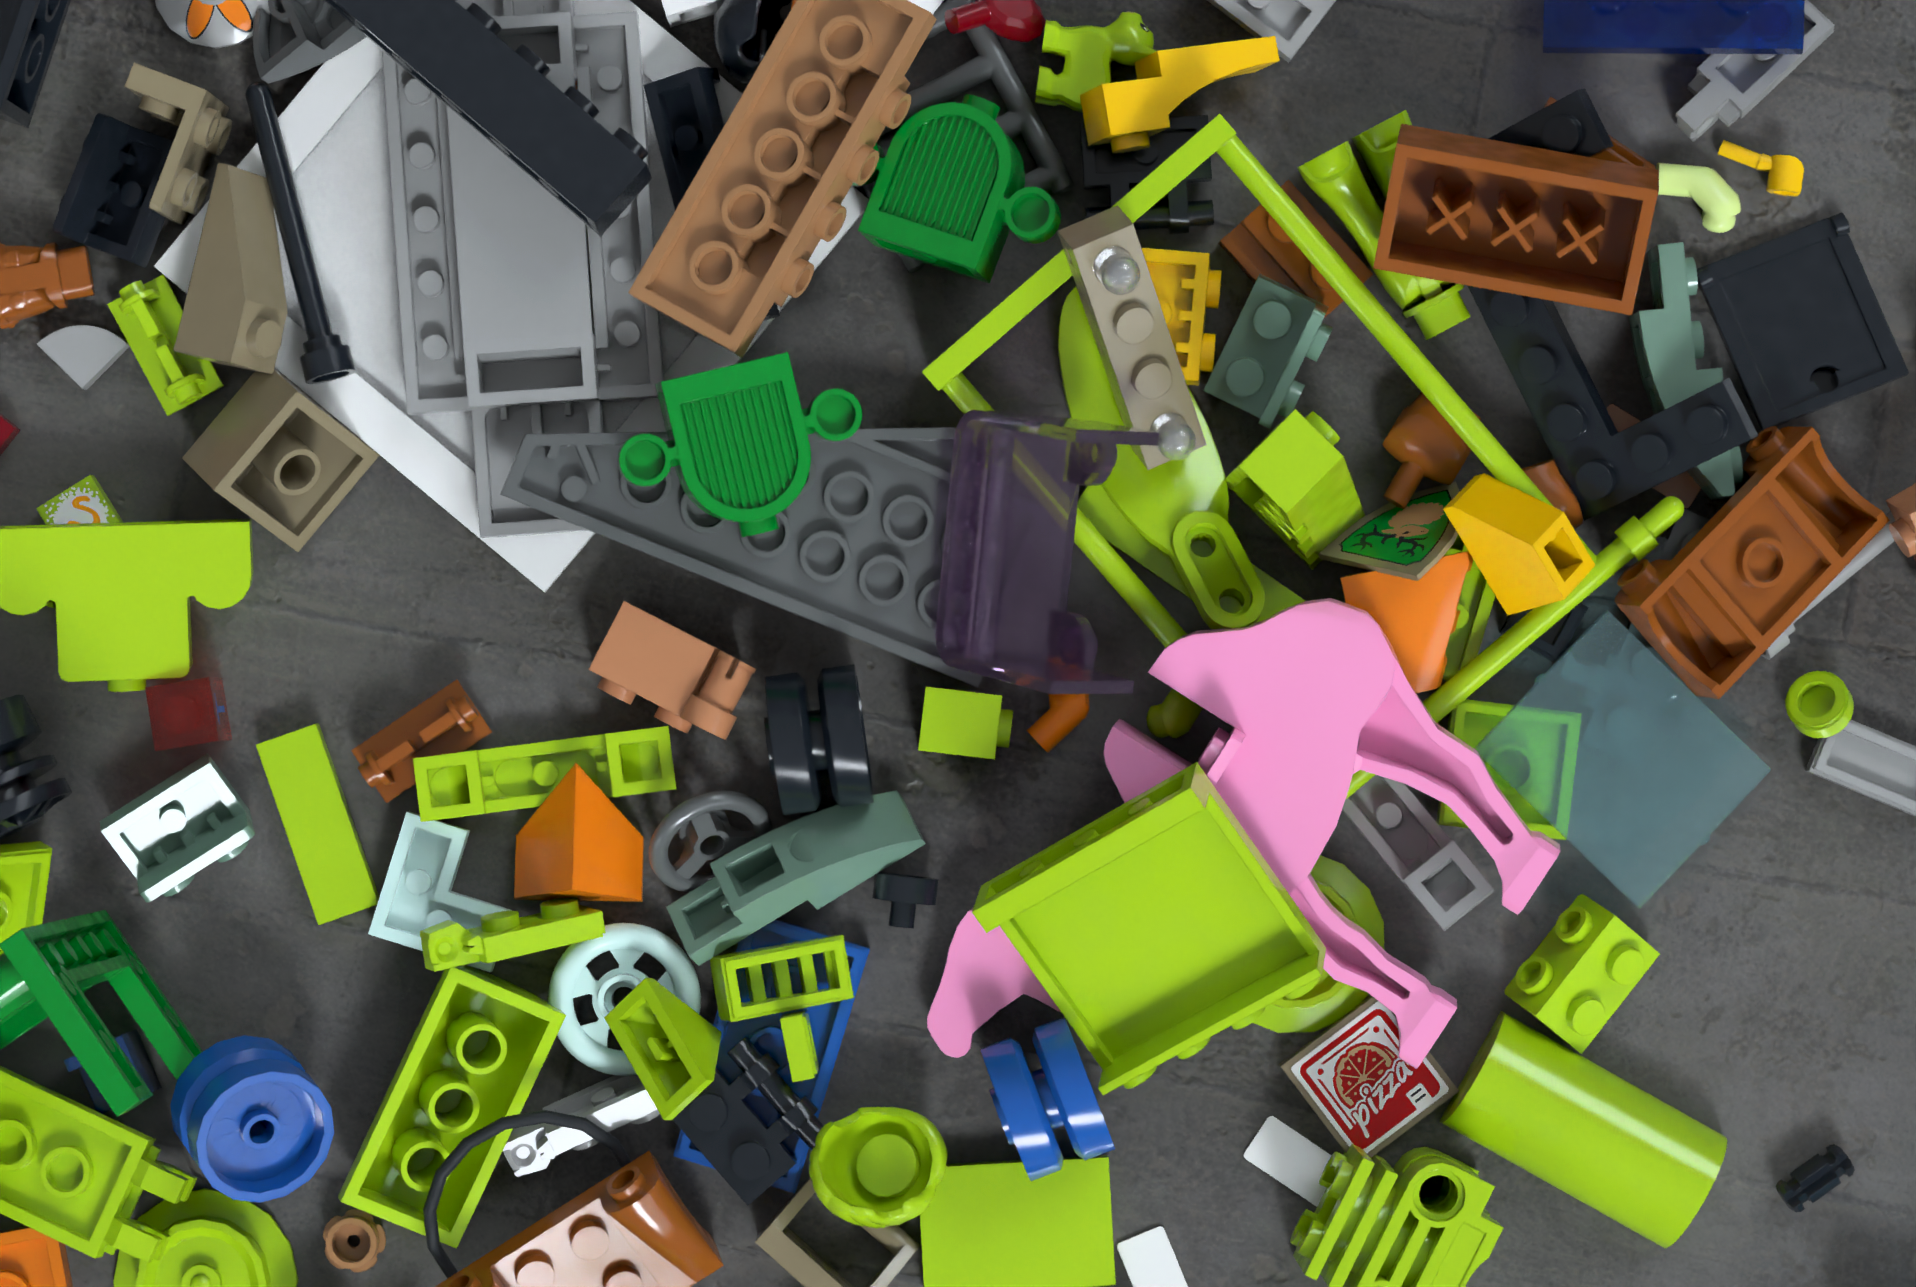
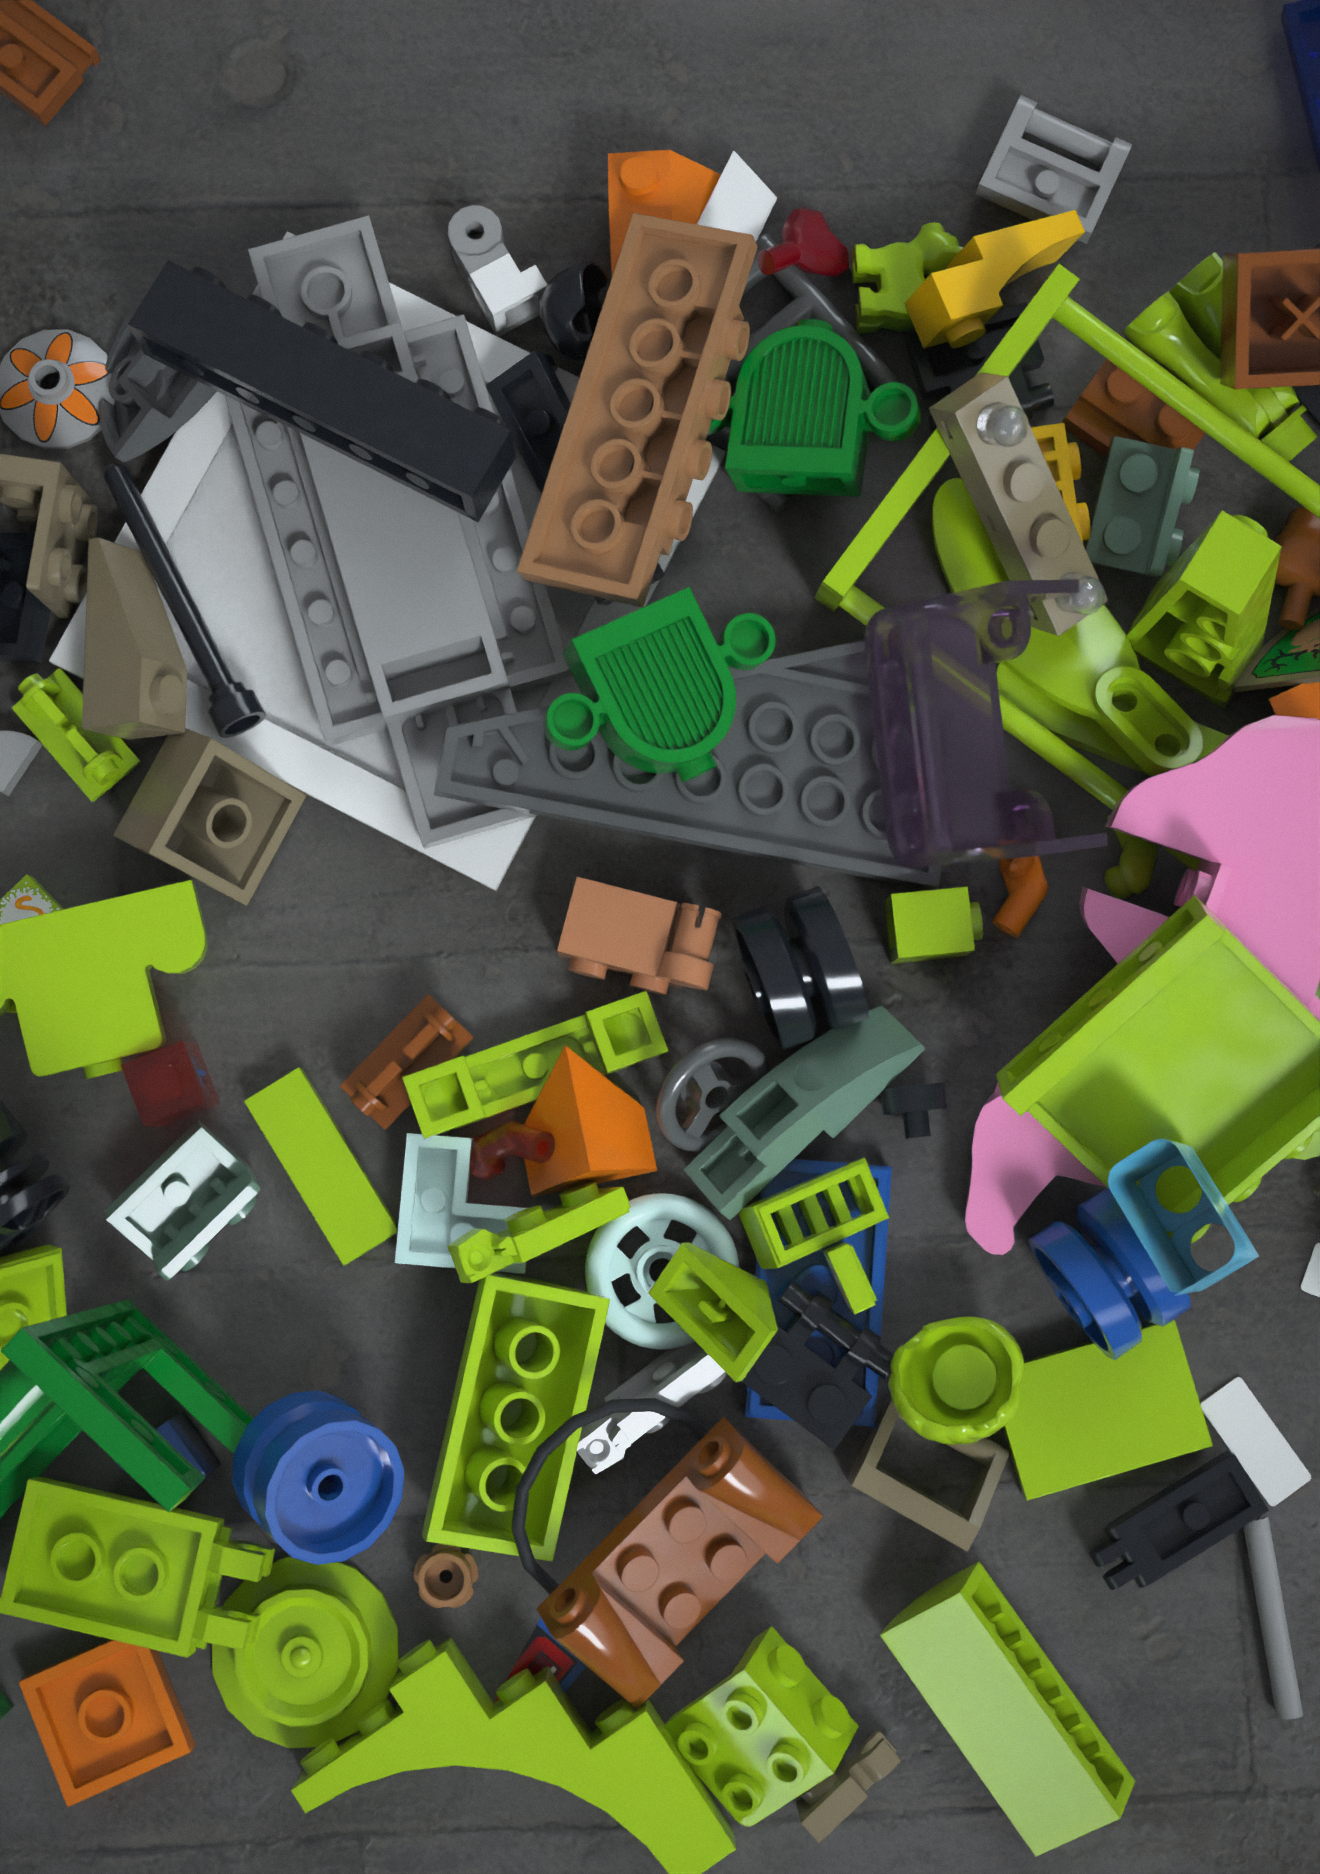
camera: 20 degrees left, 5 degrees down
(501, 839) = (505, 1140): none -> clear red arm
(1093, 1097) = (1173, 1254): none -> medium azure piece

